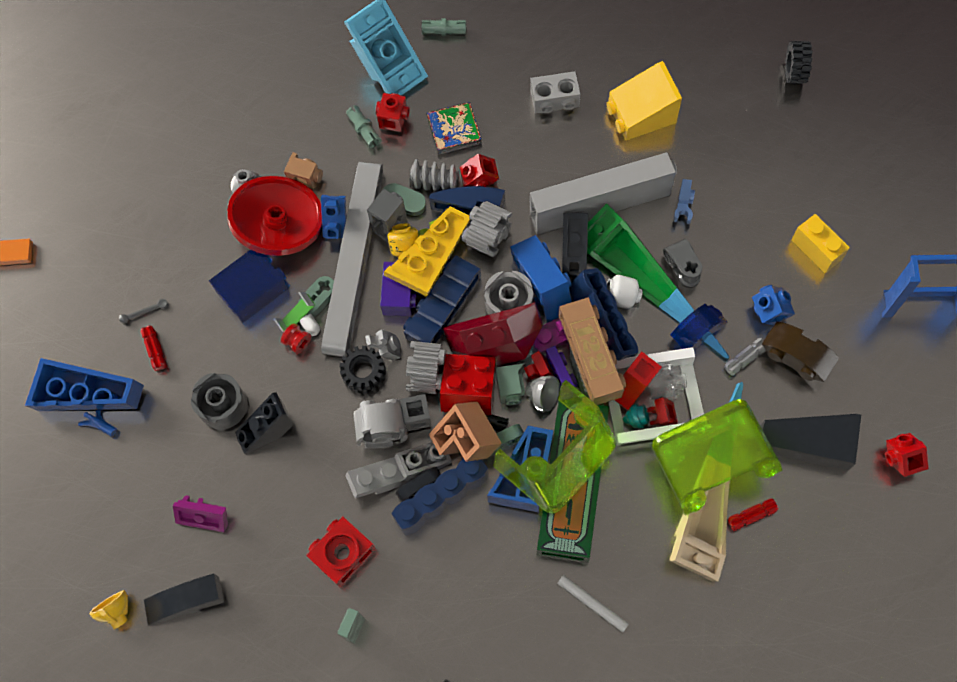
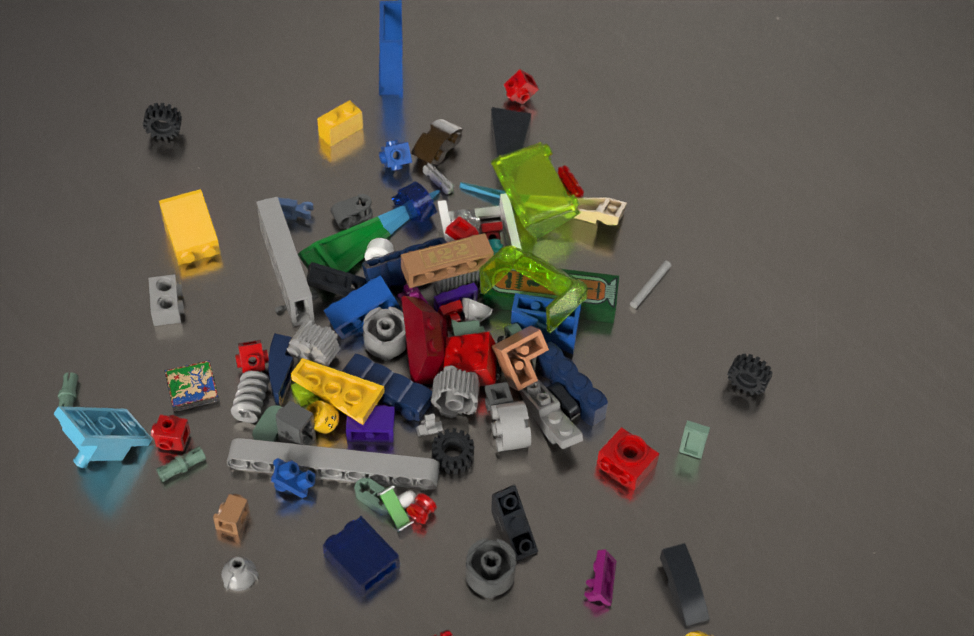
camera: 100 degrees left, 15 degrees down
(274, 215) = (285, 531): red dish -> none

